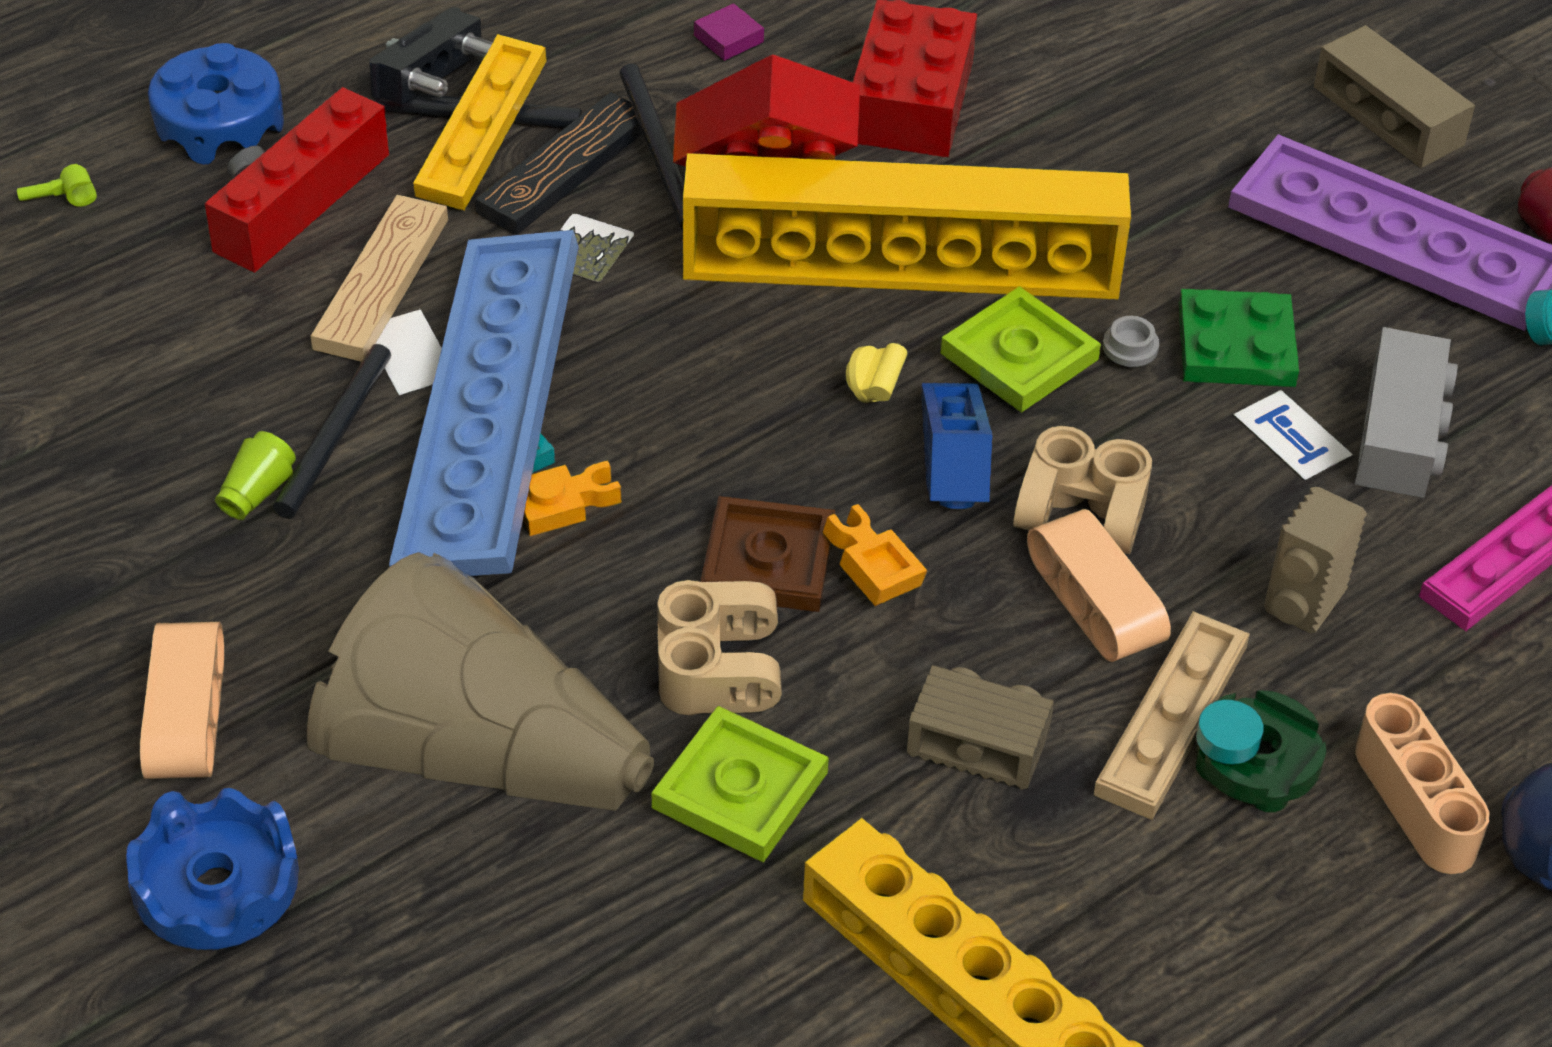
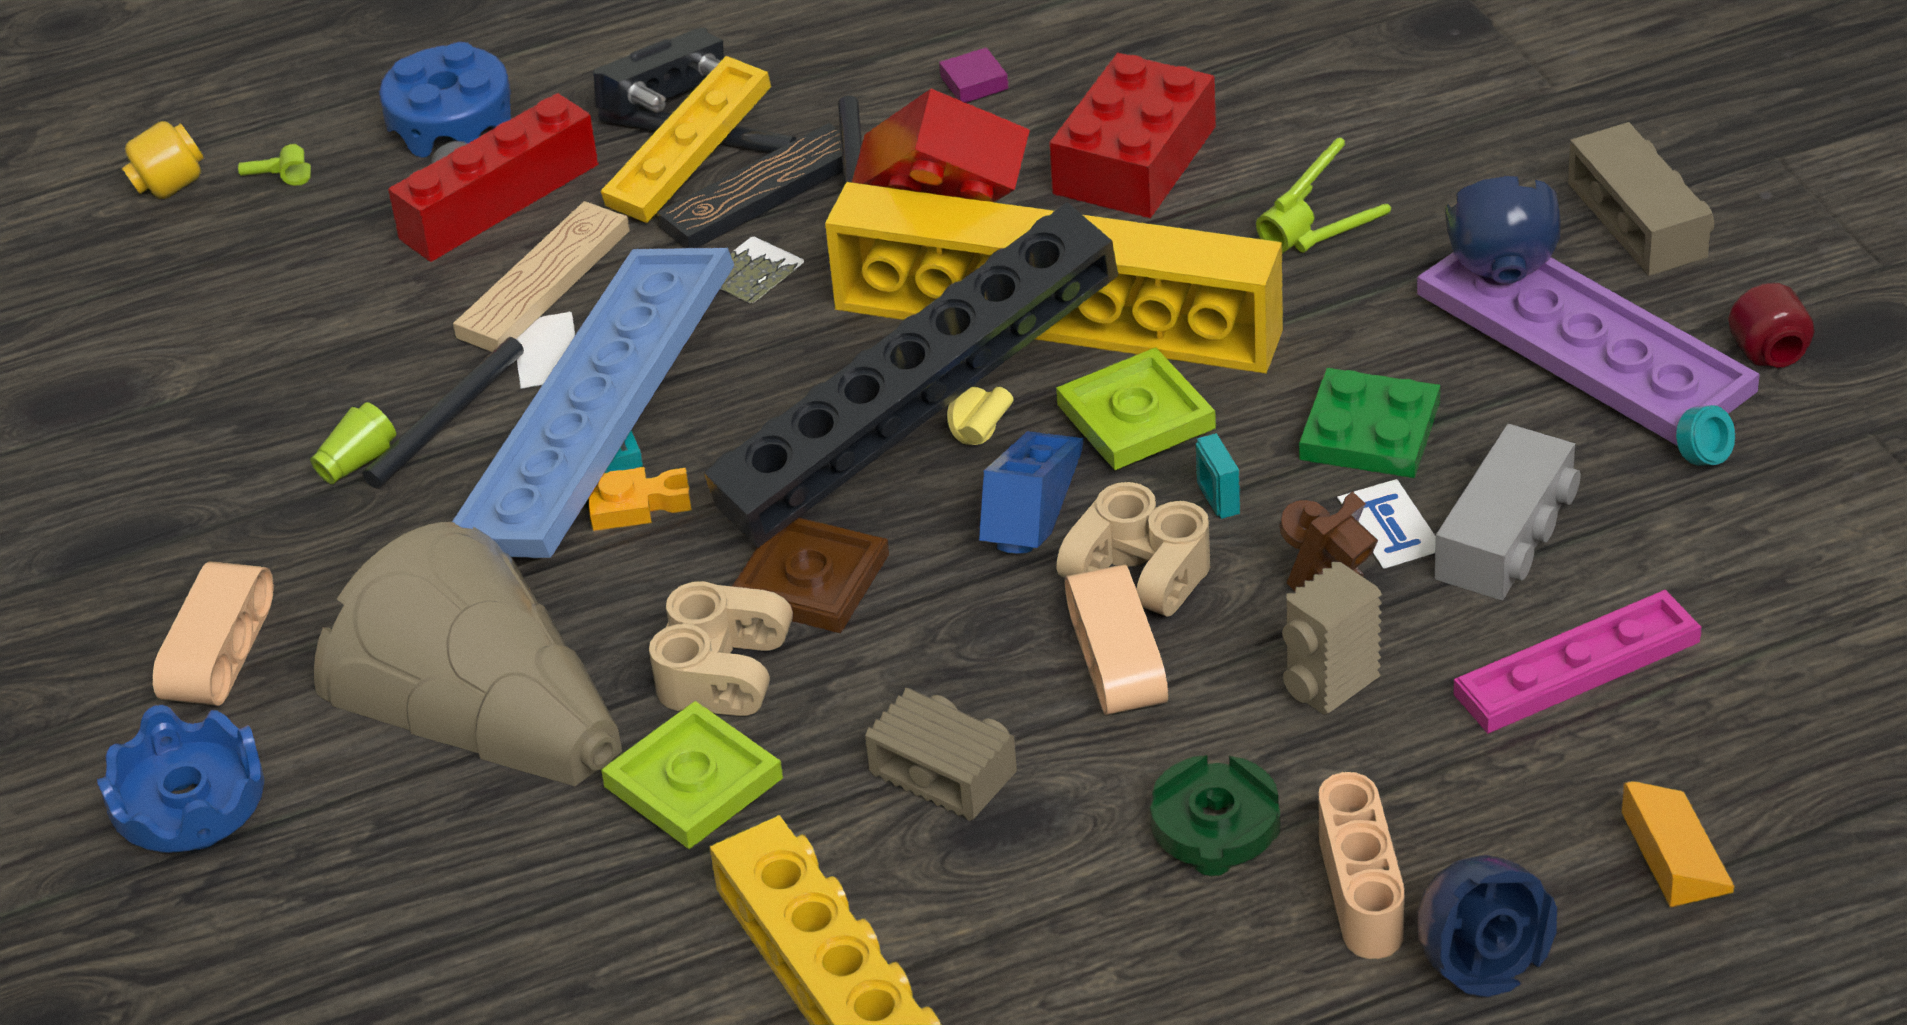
camera: 20 degrees right, 5 degrees down
(713, 489) = (911, 374): none -> black brick
(876, 563) = (905, 592): light orange plate -> none
(1088, 144) = (1292, 217): none -> lime plant
(1128, 407) = (1217, 476): none -> teal tile
(1131, 341) = (1253, 414): light grey plate -> none
(1169, 715) = (1122, 786): tan tile -> none
(1229, 731) = (1177, 788): teal tile -> none
(1271, 470) = (1325, 537): none -> reddish brown hips
(1309, 139) = (1504, 227): none -> dark blue cylinder

